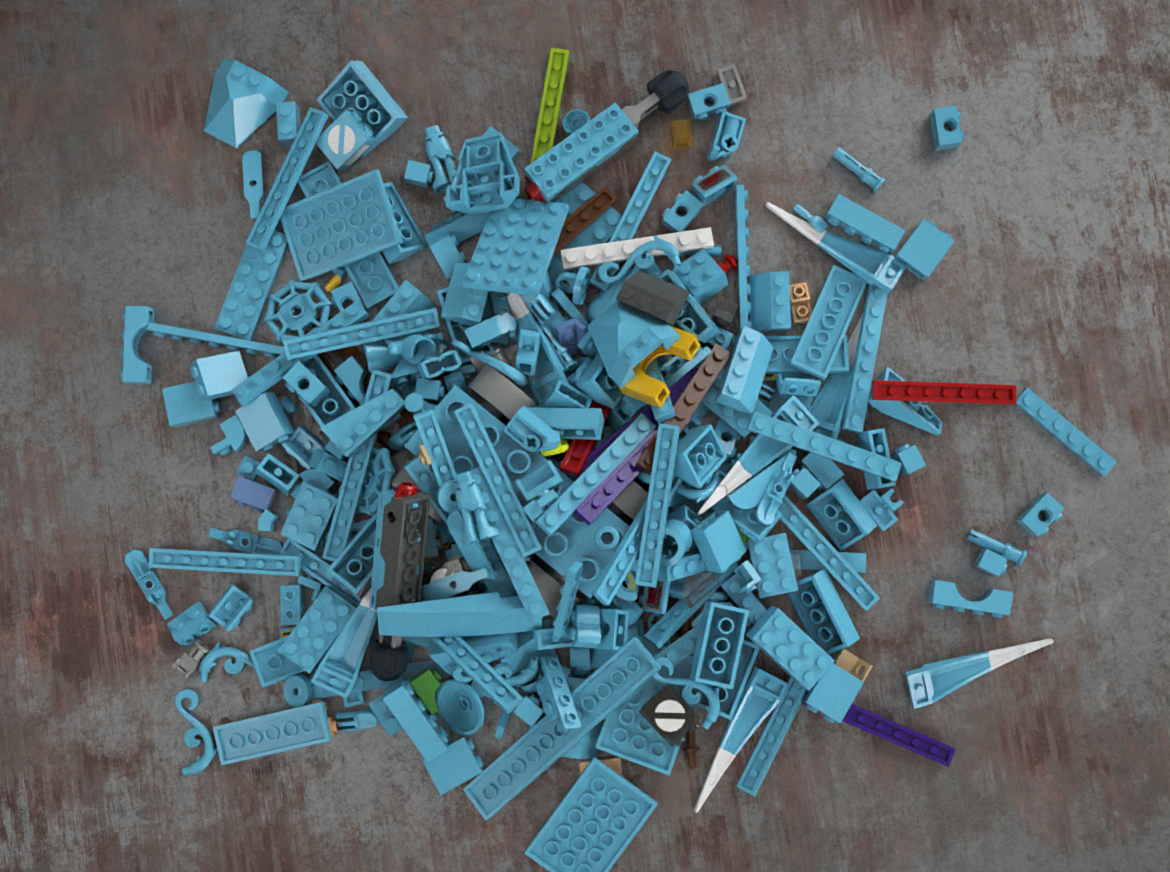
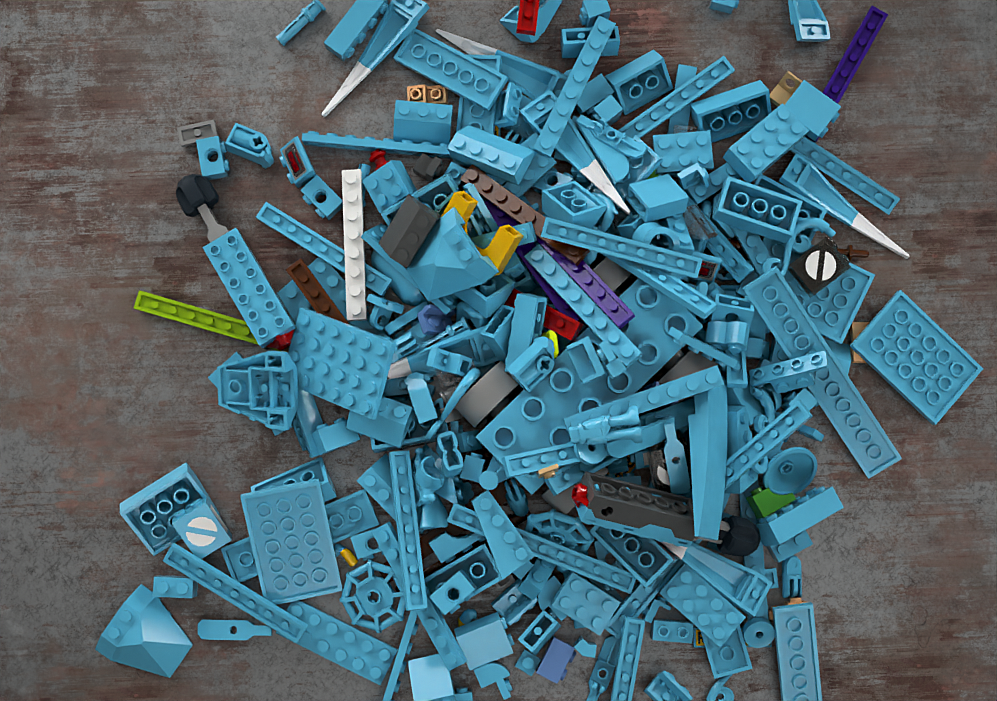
camera: 90 degrees left, 0 degrees up
(418, 174) = (246, 457): medium azure brick -> none
(439, 152) = (226, 433): medium azure piece -> none
(455, 765) = (847, 482): medium azure brick -> none
(497, 480) = (579, 401): medium azure plate -> none
(574, 120) = (215, 292): medium azure hair -> none
(607, 547) = (642, 307): medium azure piece -> none
(643, 264) = (372, 234): medium azure plant -> none
(681, 134) = (241, 189): clear yellow brick -> none
(815, 221) = (346, 70): medium azure piece -> none
(864, 359) = (491, 39): medium azure plate -> none
(881, 508) = (636, 43): medium azure plate -> none

